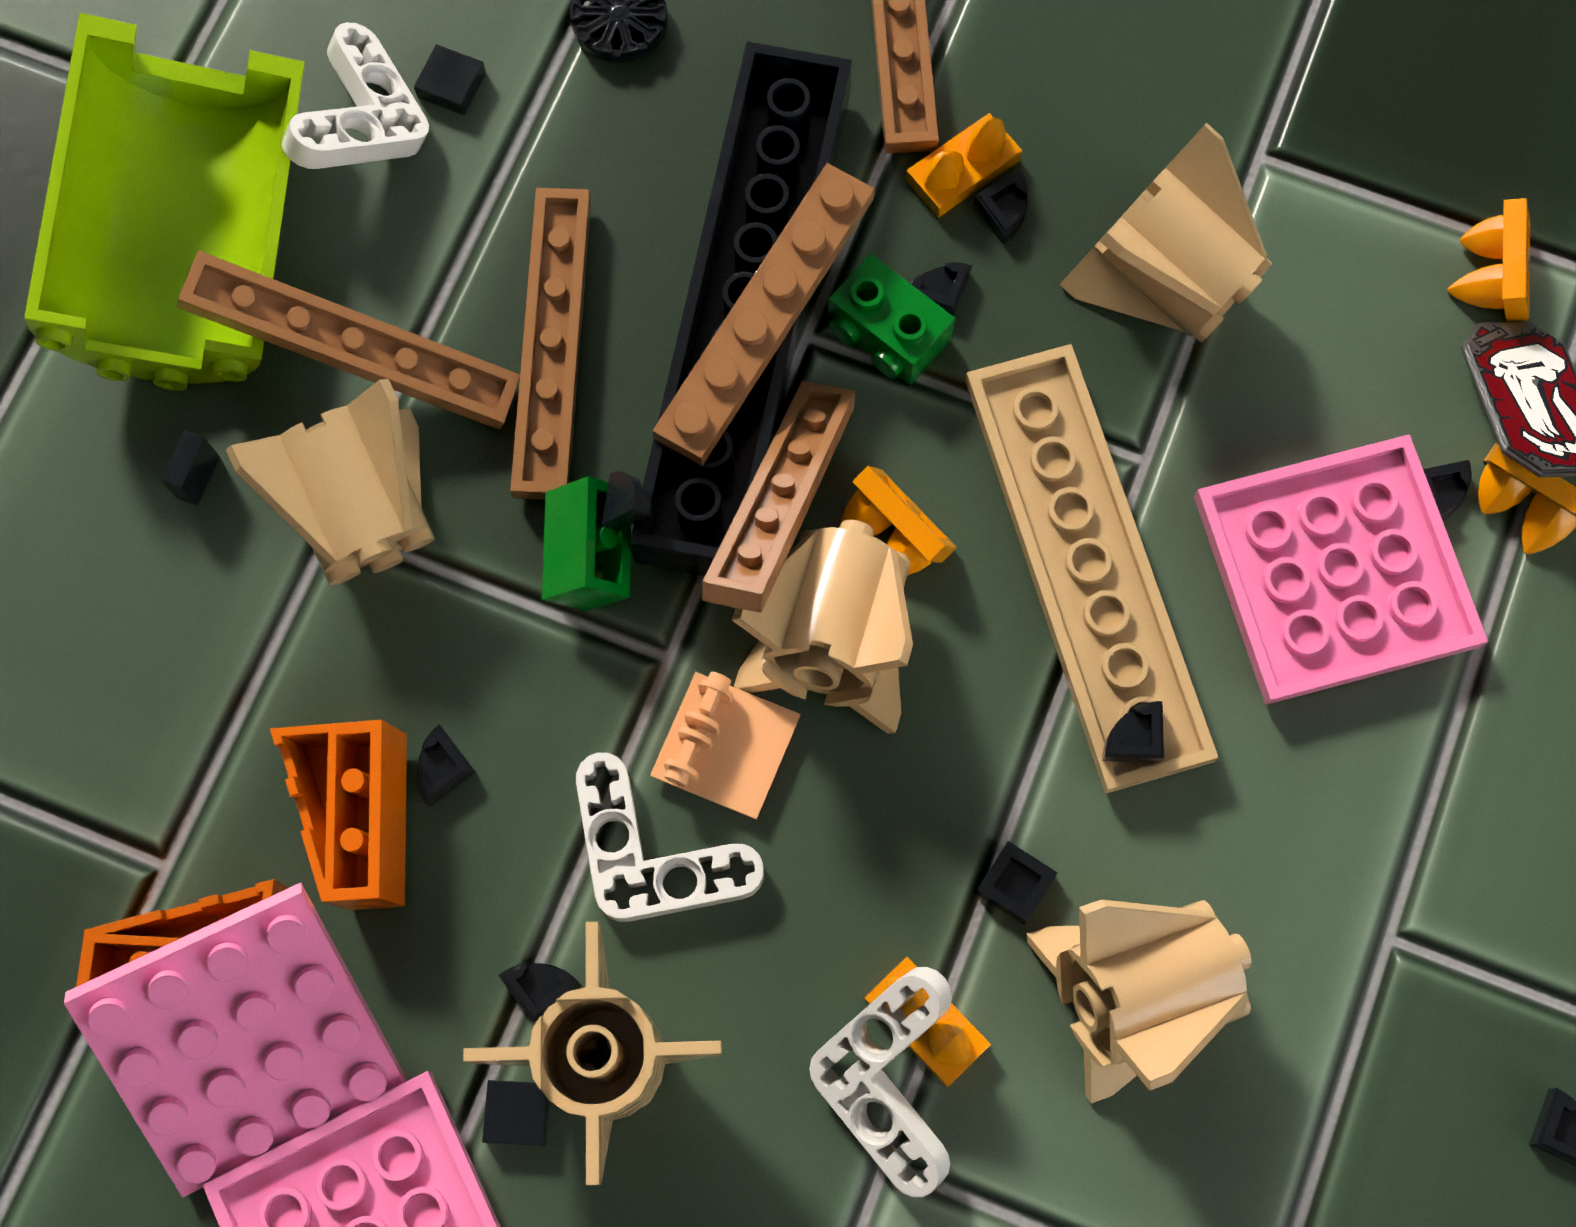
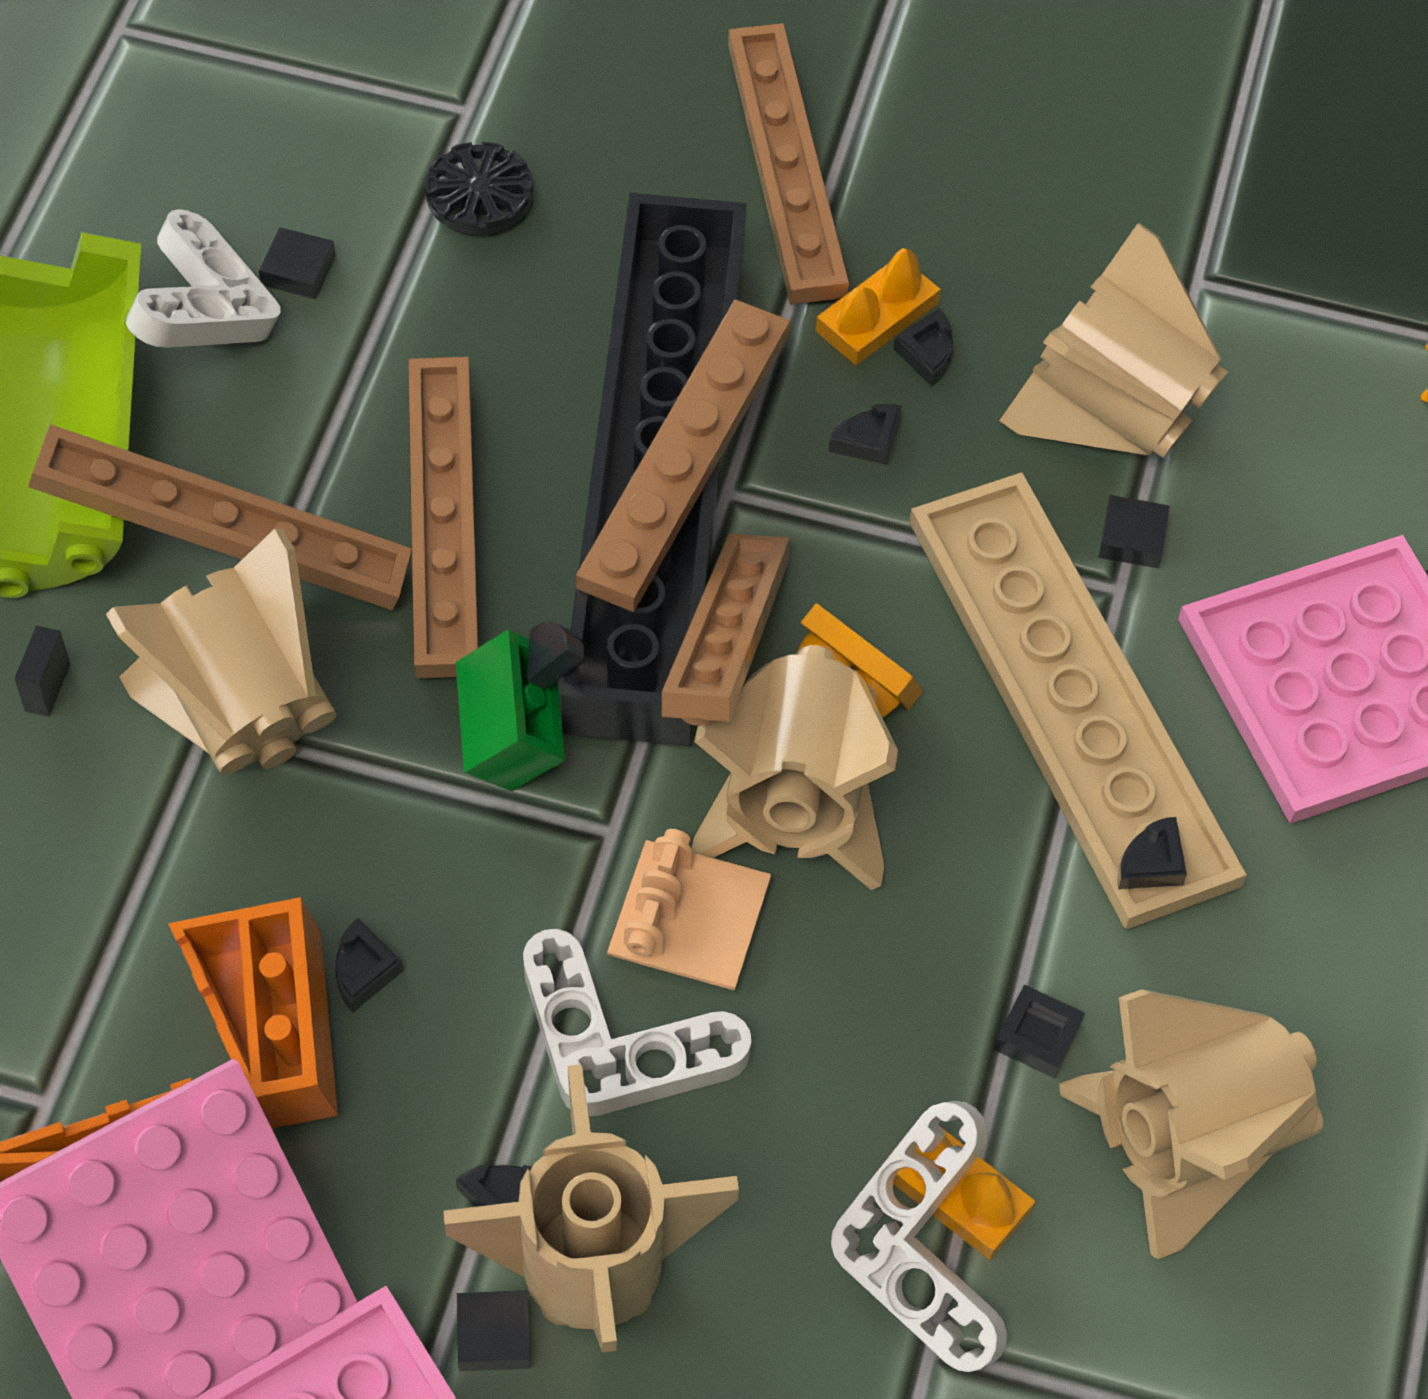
camera: 10 degrees left, 15 degrees down
(889, 320) = (819, 464): green brick -> none
(1166, 406) = (1134, 531): none -> black tile

